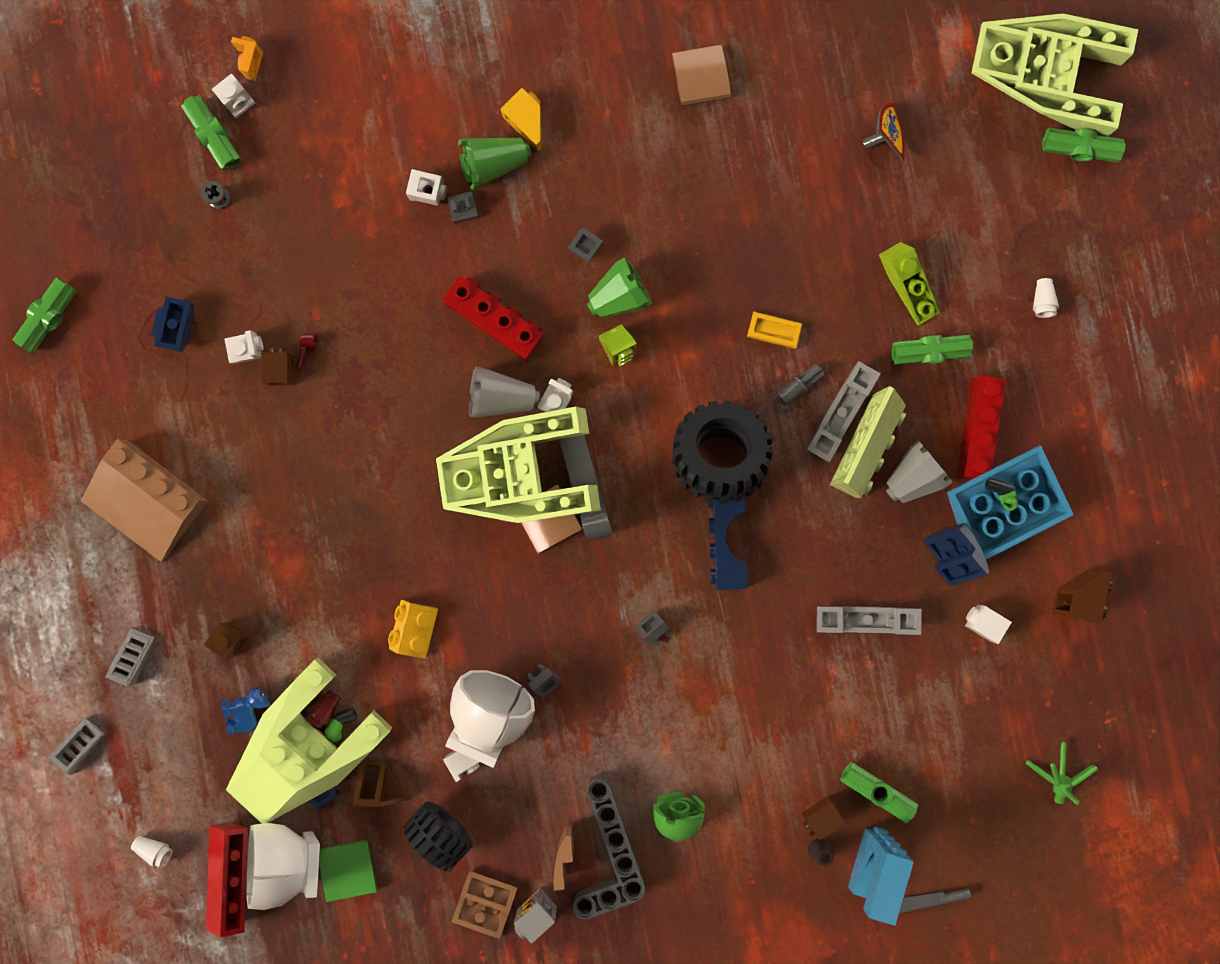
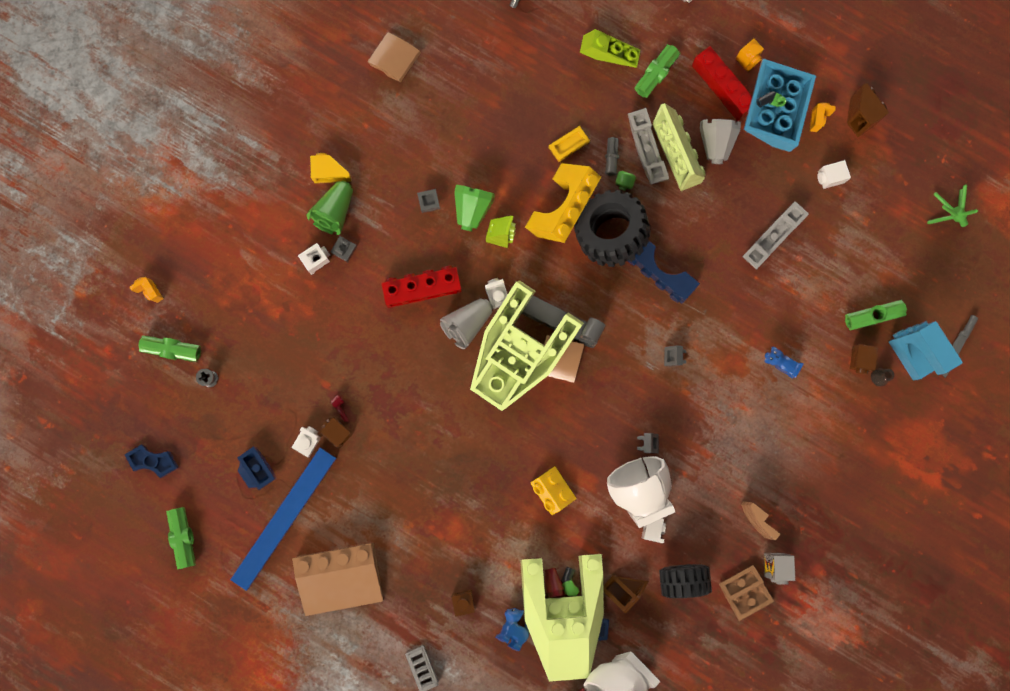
camera: 50 degrees left, 5 degrees down
(95, 227) = (142, 458): none -> dark blue tile
(152, 395) = (283, 519): none -> blue tile
(233, 96) = (161, 317): white brick -> none
(347, 870) = (658, 653): bright green tile -> none
(624, 848) = (781, 489): dark grey beam -> none
(678, 816) = (793, 436): bright green cylinder -> none
(679, 395) = (559, 223): none -> yellow arch
(744, 744) = (783, 362): none -> blue animal
(788, 420) = (625, 180): none -> bright green piece
(957, 554) = (782, 155): dark blue slope -> none
(1033, 556) = (819, 114): none -> light orange bracket
(1036, 428) = (750, 55): none -> light orange brick

